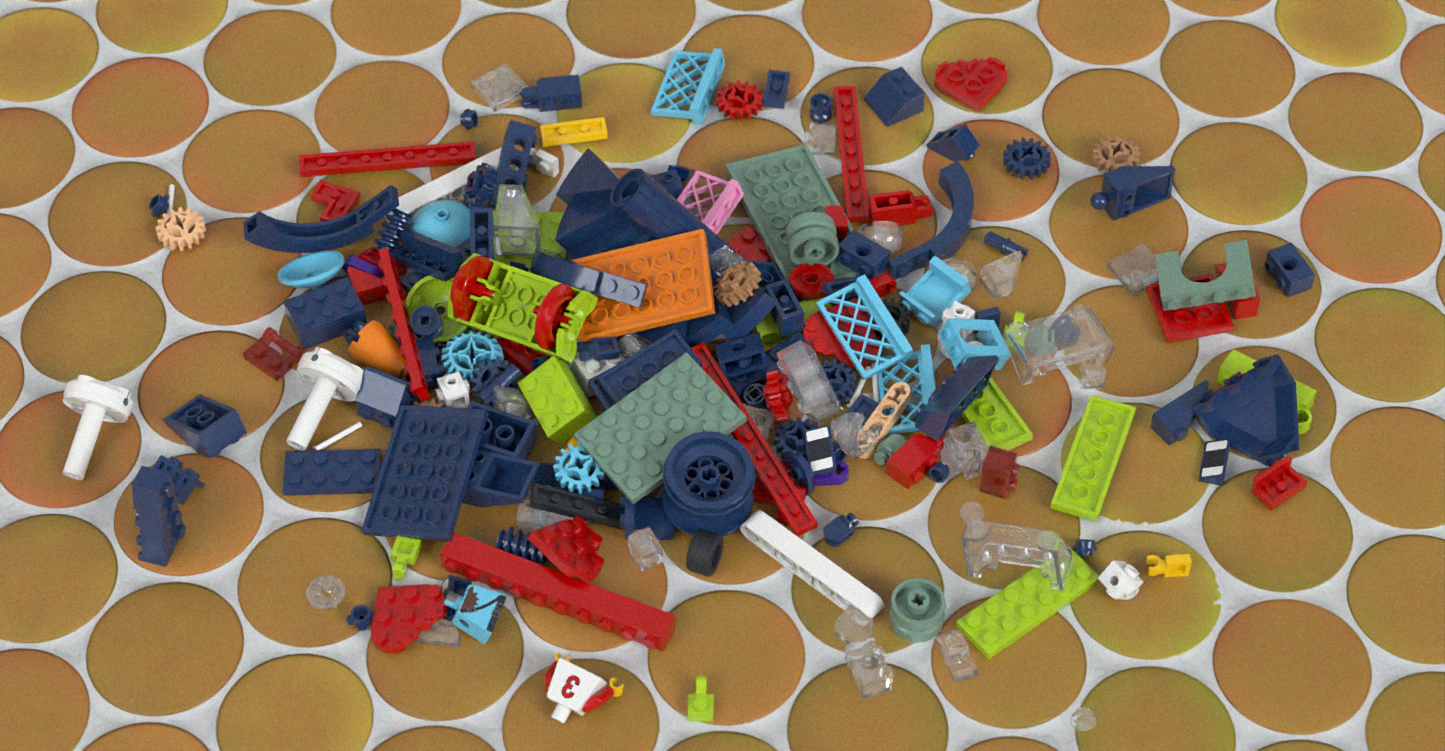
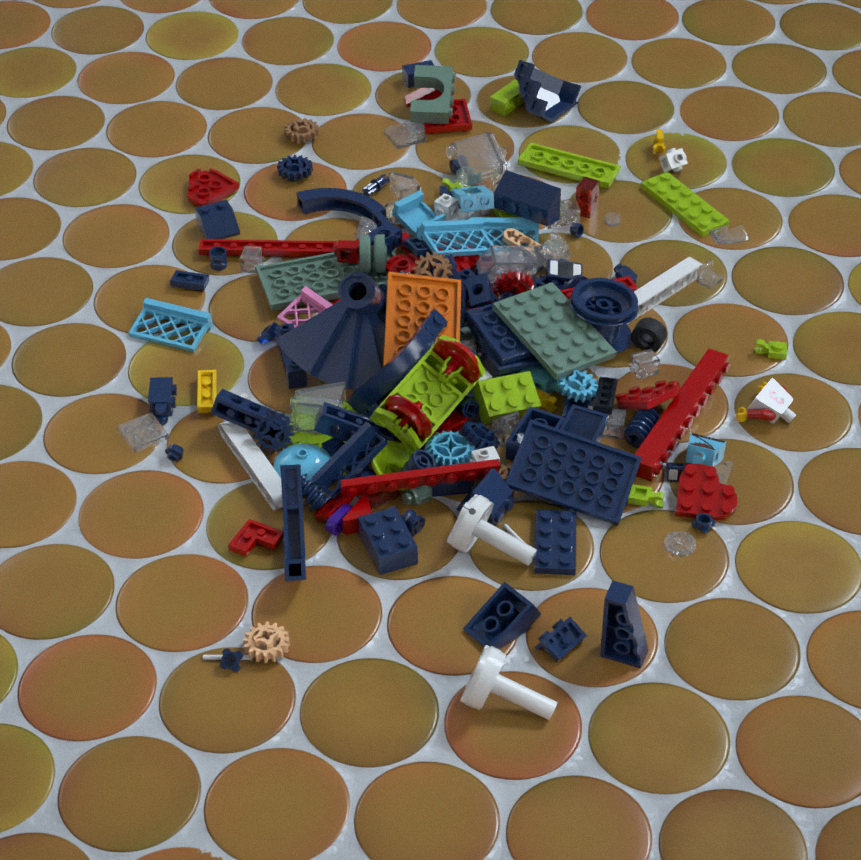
camera: 85 degrees left, 10 degrees down
(269, 359) = (427, 584): clear red plate -> none
(311, 270) = (338, 545): medium azure dish -> none
(378, 350) = (437, 503): orange cone -> none
(386, 159) = (210, 506): red plate -> none
(503, 379) = (490, 423): dark blue axle -> none
(644, 514) = (614, 368): dark blue bracket -> none
(739, 100) = (198, 297): red gear -> none
(869, 681) = (744, 270): clear brick -> none
(899, 207) = (335, 225): red hinge -> none
(914, 459) = (574, 238): red hinge -> none
(917, 610) = (698, 242): sand green wheel -> none
(954, 143) = (271, 198): dark blue slope -> none
(993, 542) = (665, 175): clear windscreen -> none
(1083, 719) = (778, 187): clear plate -> none
(1085, 547) = (643, 174): dark blue plate -> none
(1133, 189) = (343, 122): dark blue slope -> none
(1176, 417) = (536, 126): dark blue slope -> none
(1214, 461) = (574, 119): slope -> none
(1277, 483) = (596, 97): red bracket -> none

